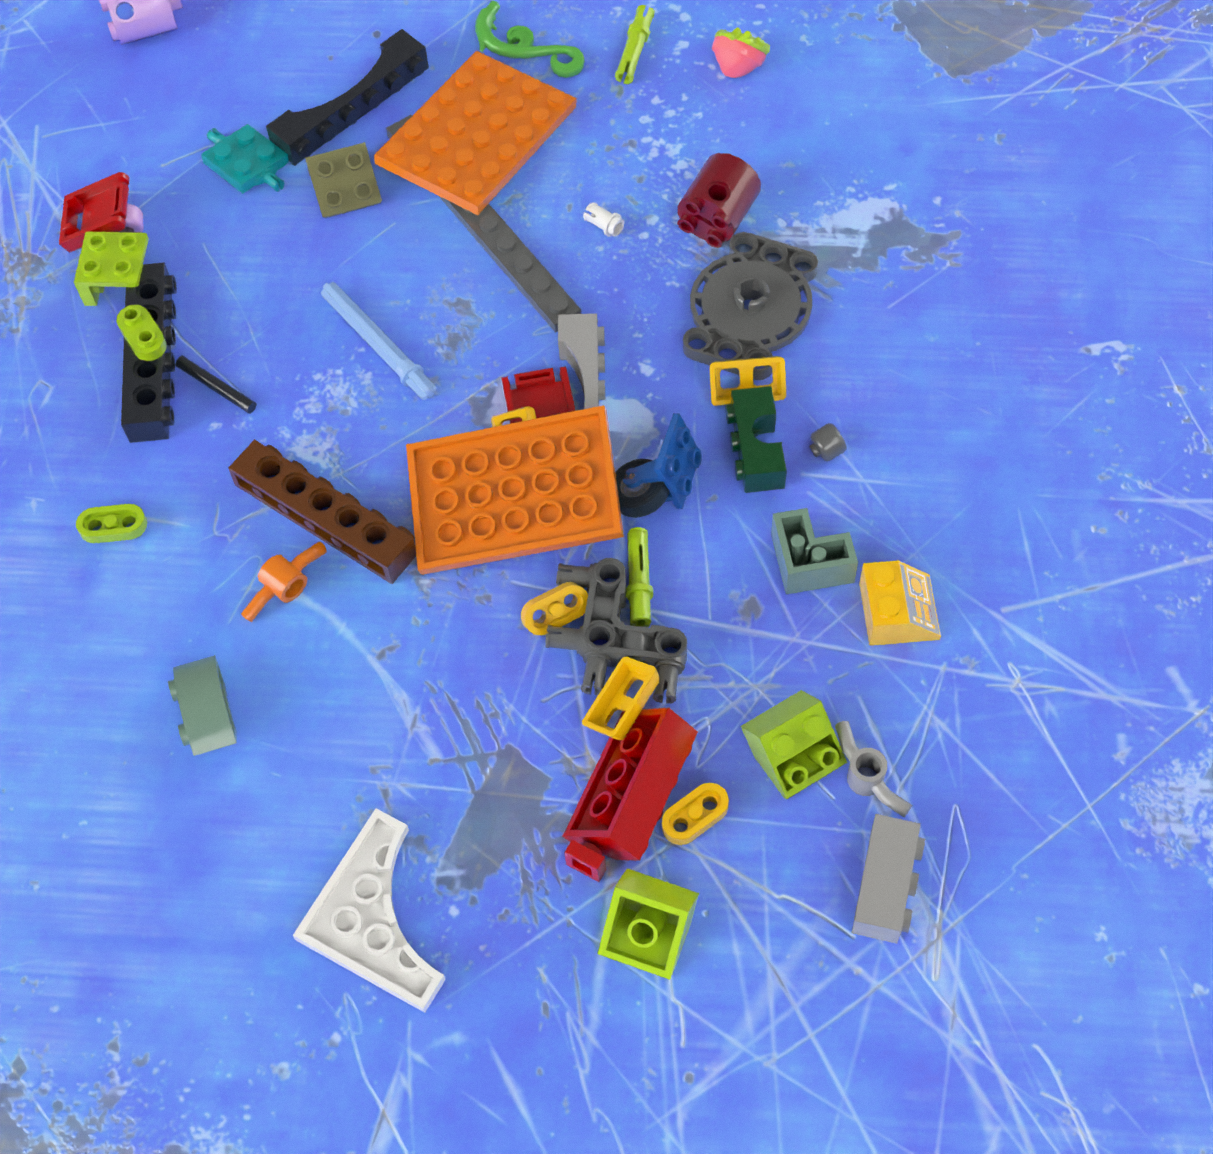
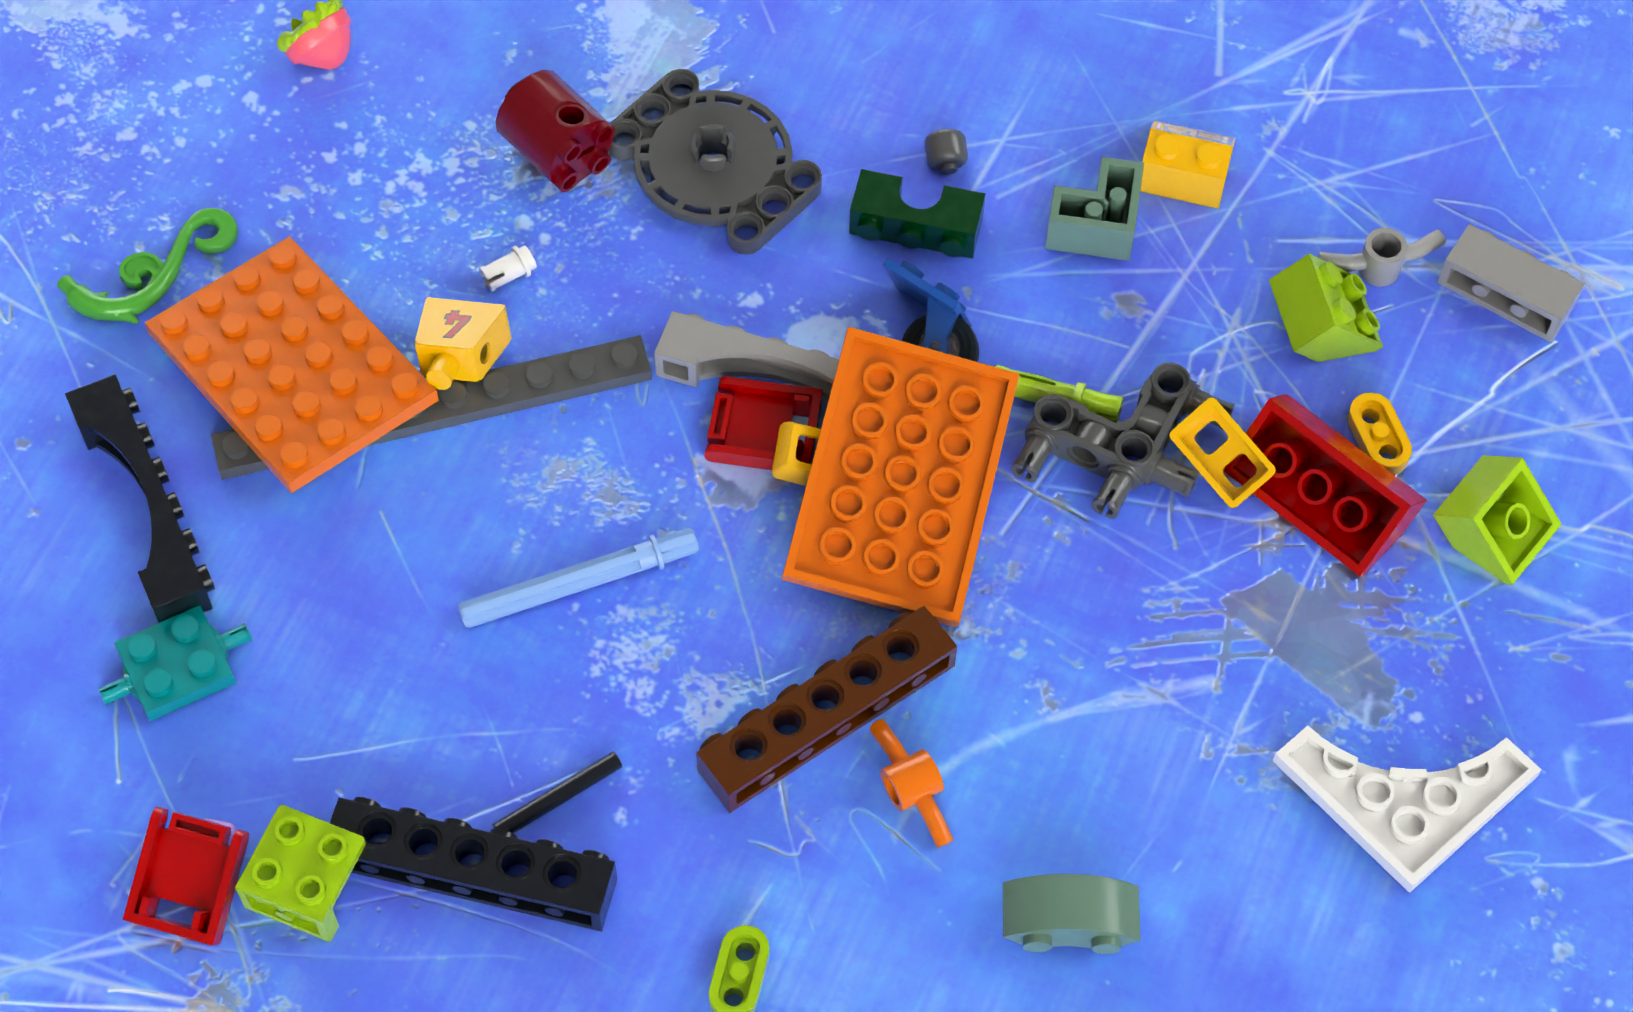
camera: 75 degrees left, 0 degrees up
(137, 327) = (458, 852): lime plate -> none
(343, 180) = (283, 544): olive bracket -> none
(523, 207) = (460, 340): none -> yellow torso
(553, 608) = (1068, 491): yellow plate -> none
(586, 859) = (1405, 555): red plate -> none
(637, 35) = (217, 136): lime pin -> none
(722, 396) = (835, 205): yellow piece -> none

